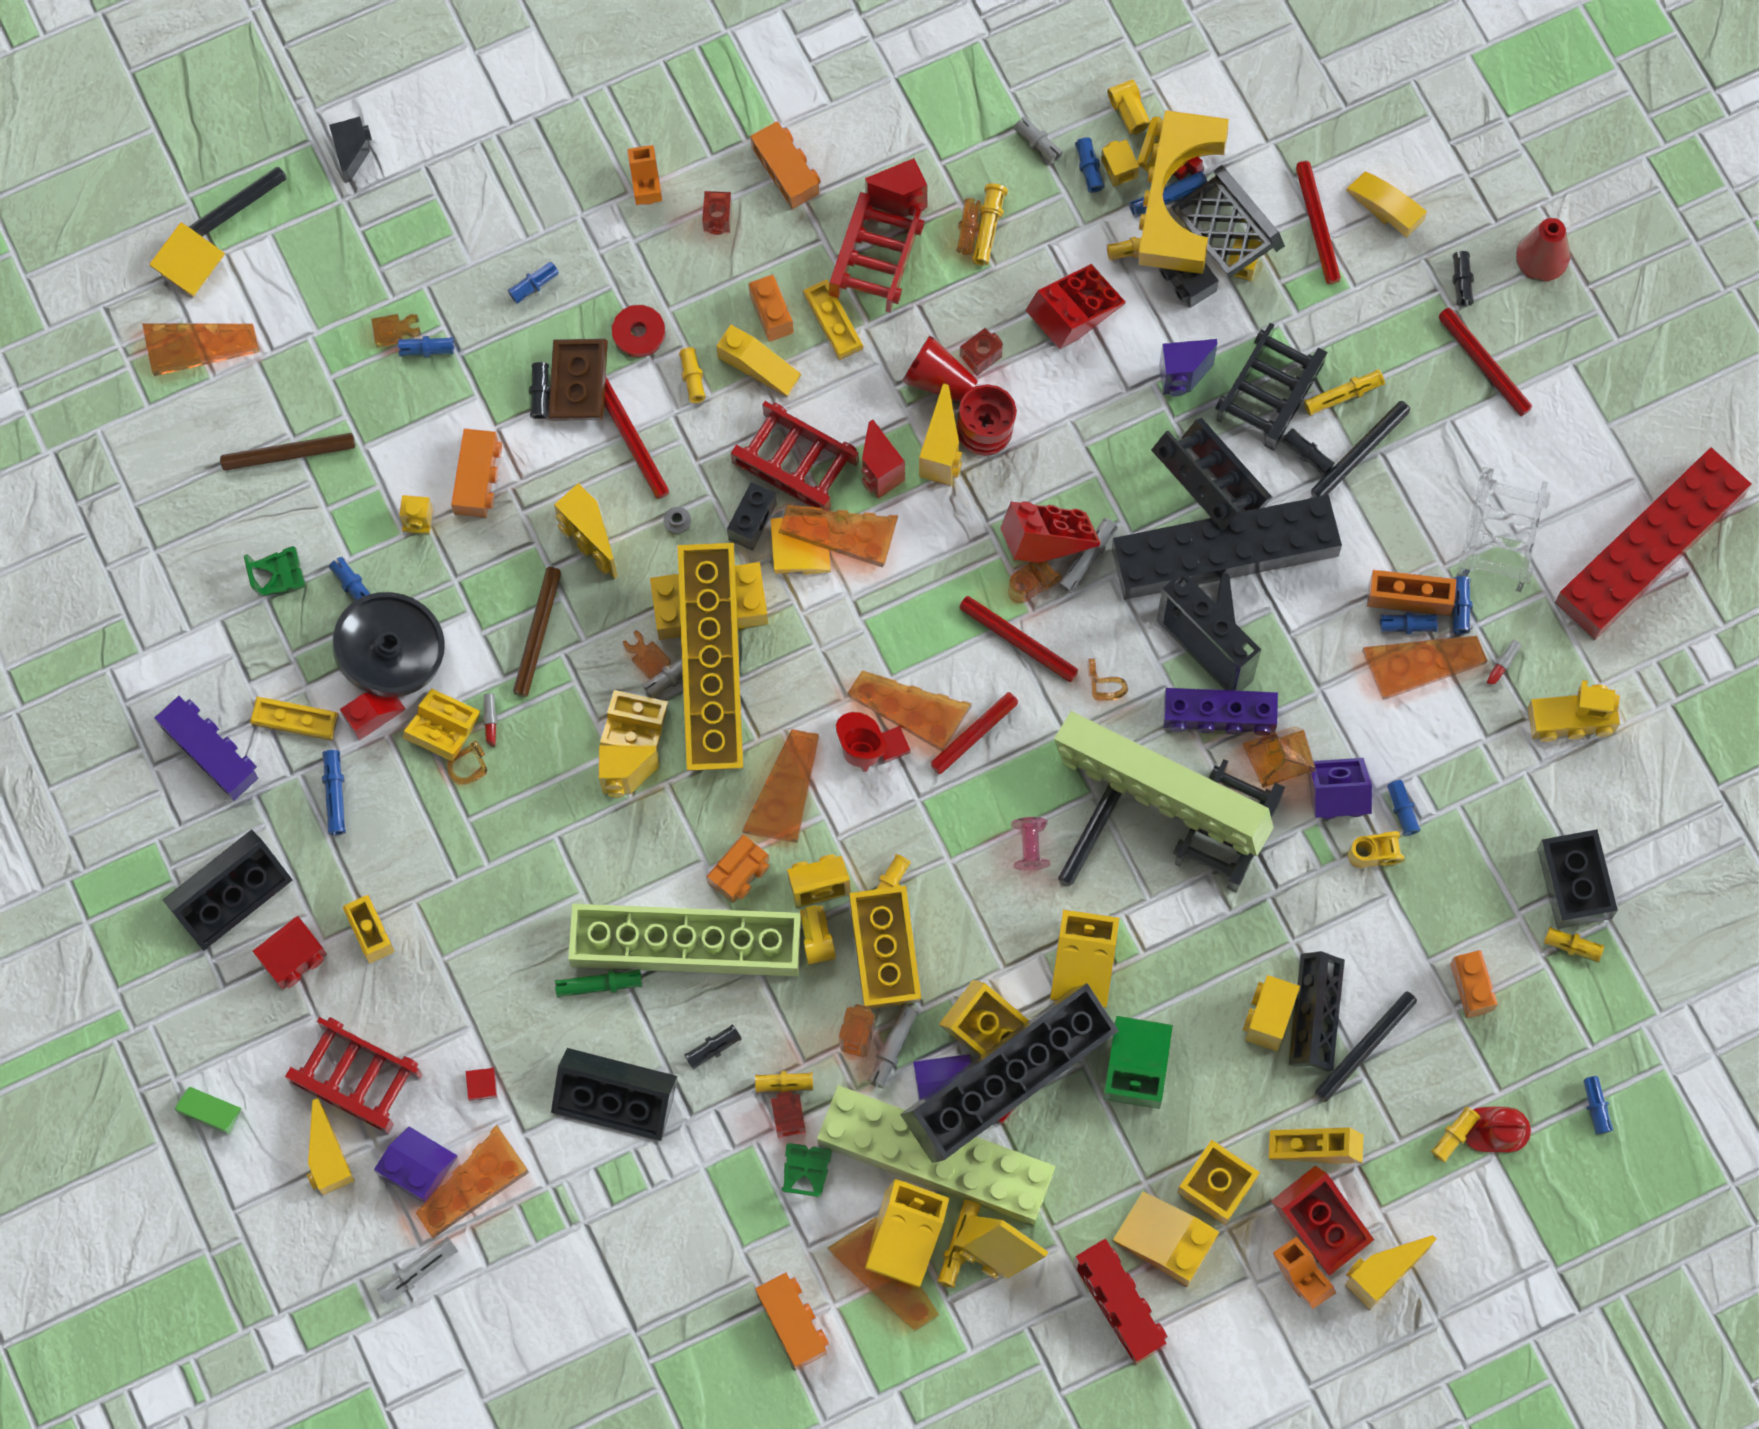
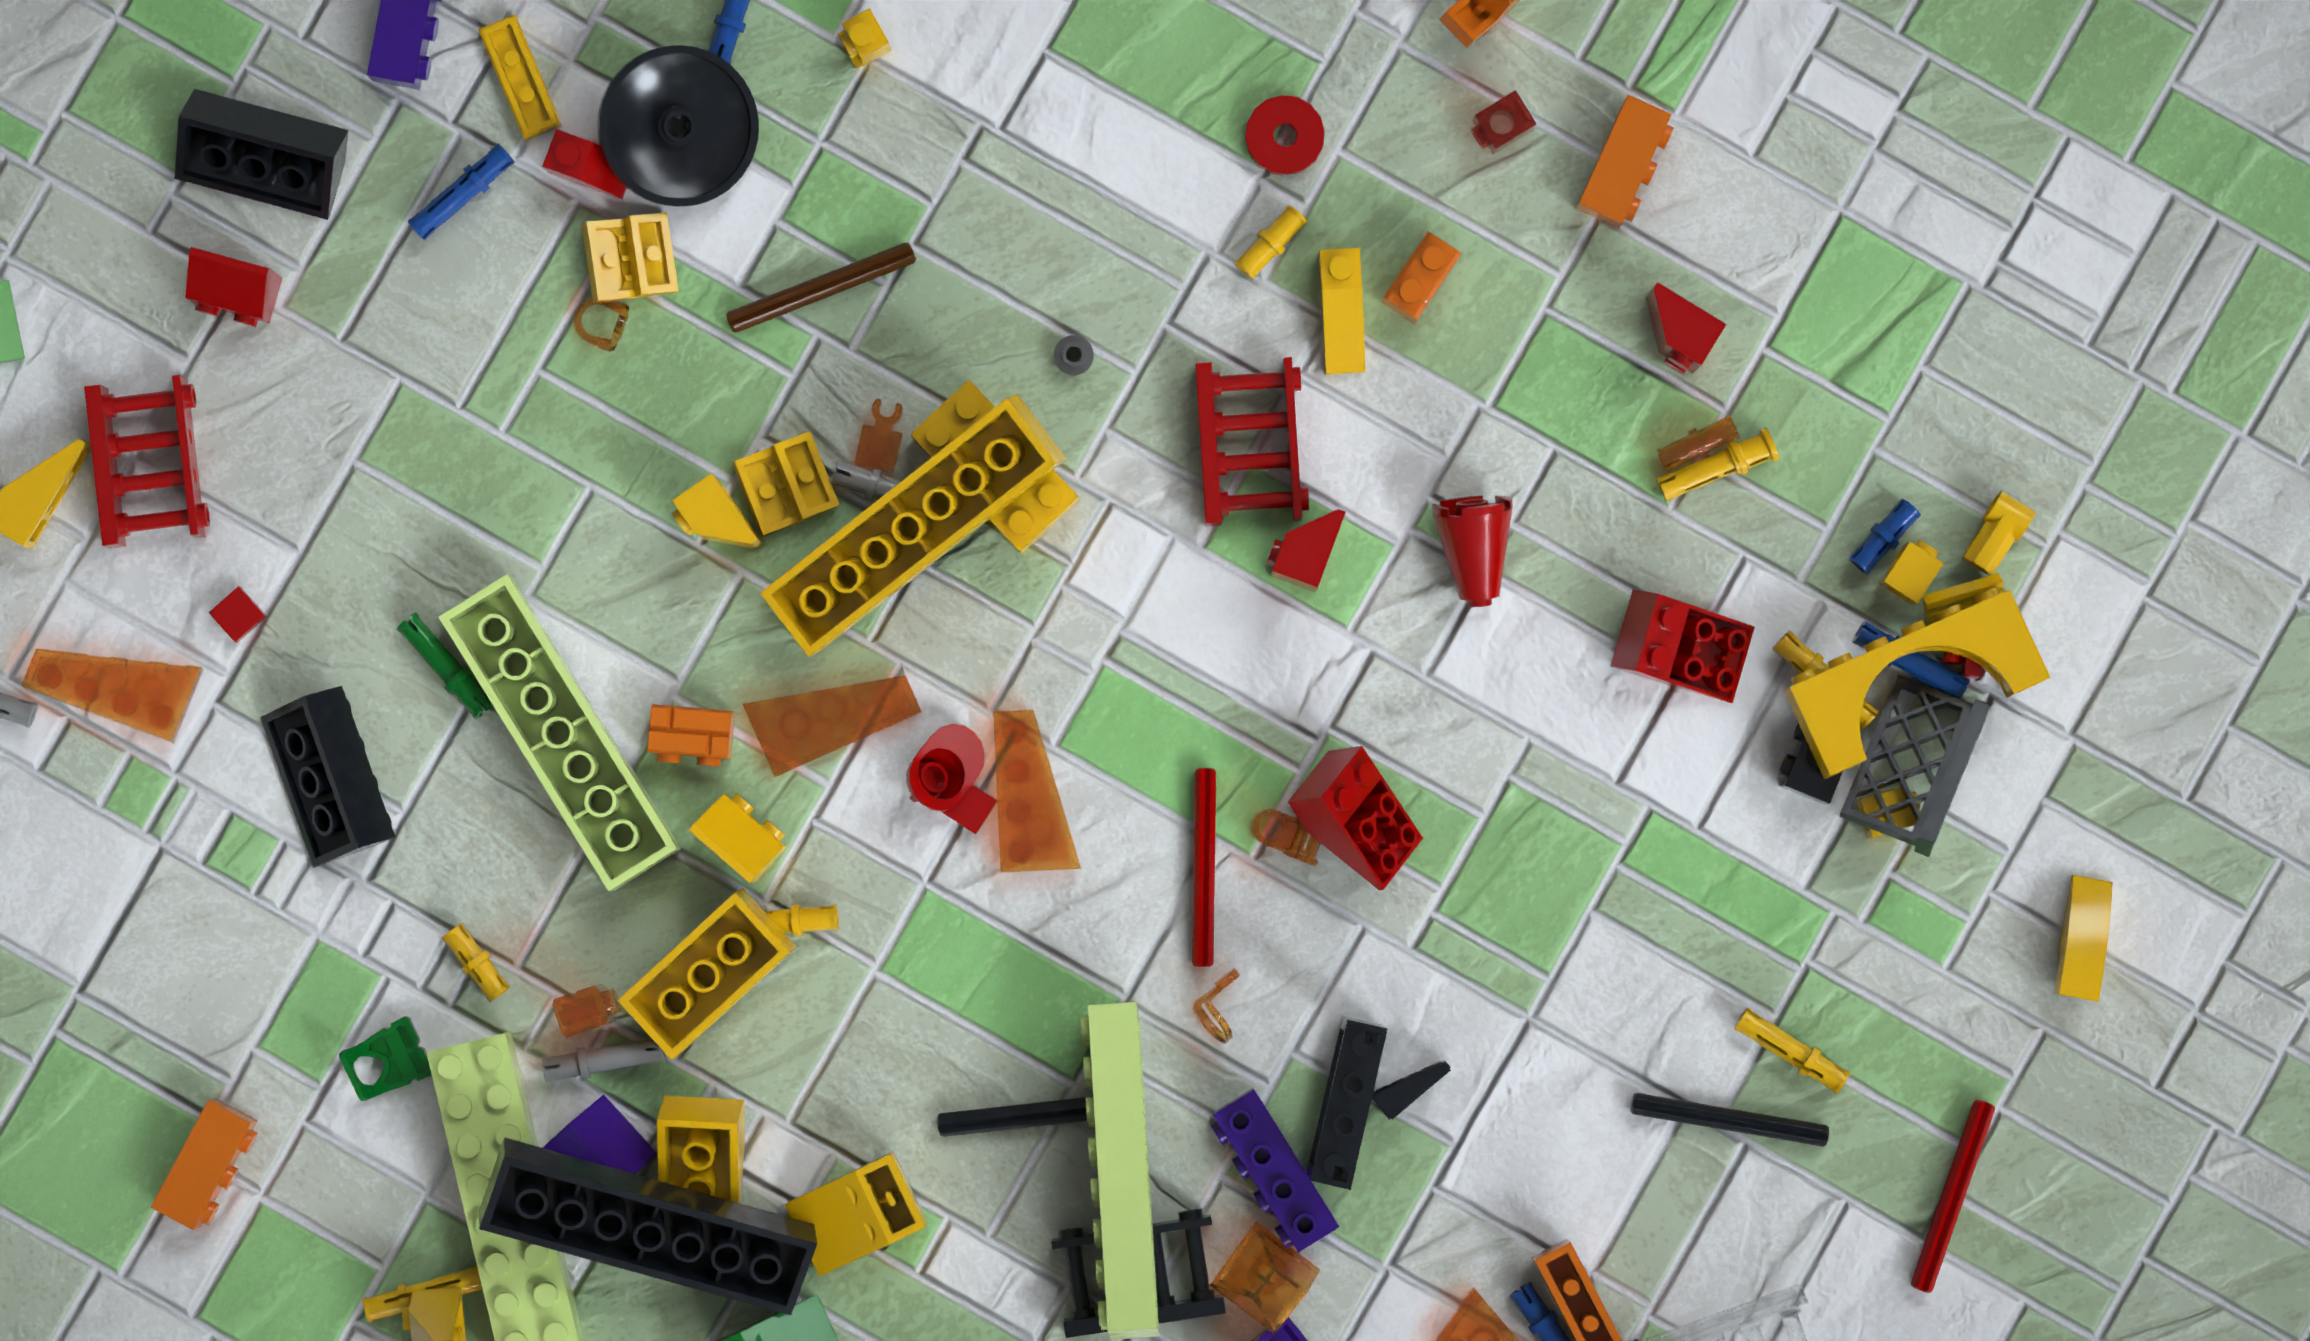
camera: 55 degrees right, 15 degrees up
(368, 929) = (322, 355): yellow brick -> none
(415, 1164) = (92, 607): dark purple slope -> none
(476, 473) = (966, 72): orange brick -> none
(490, 719) = (676, 309): light grey piece -> none
(539, 390) = (1124, 71): black pin -> none
(578, 379) = (1168, 109): reddish brown tile -> none
(581, 519) = (988, 254): yellow slope -> none
(634, 442) = (1148, 211): red axle -> none
(713, 1047) = (461, 851): black pin -> none
(751, 516) = (1137, 443): black brick -> none
(788, 1114) = (439, 994): clear red brick -> none
(797, 555) = (1142, 526): yellow slope -> none
(817, 941) = (667, 887): yellow piece -> none
(833, 320) = (1463, 361): yellow tile -> none
(850, 534) = (1194, 575): clear orange wing -> none
(857, 234) = (1590, 318): red fence -> none
(905, 1300) = (336, 1223): clear orange wing -> none
(906, 1232) = (386, 1229): yellow slope -> none
(940, 452) = (1378, 612): yellow slope -> none
(974, 733) = (1049, 894): red axle -> none
(977, 361) = (1524, 573): clear red brick -> none
(988, 406) = (1469, 657): red wheel -> none
(1030, 843) = (955, 1056): clear pink piece -> none
(1038, 140) = (1875, 450): light grey pin -> none
(1085, 558) = (1347, 880): light grey pin -> none
(1185, 364) = (1686, 836): dark purple slope -> none
(1221, 462) = (1593, 969): black fence -> none
(1249, 545) = (1488, 1041): black brick -> none
(1285, 408) = (1760, 988): black fence -> none
(1308, 452) = (1683, 1057): black pin -> none
(1318, 222) = (2001, 869): red axle -> none
(1463, 278) = (2045, 1098): black pin -> none
(1544, 251) = (2148, 1176): red cone -> none

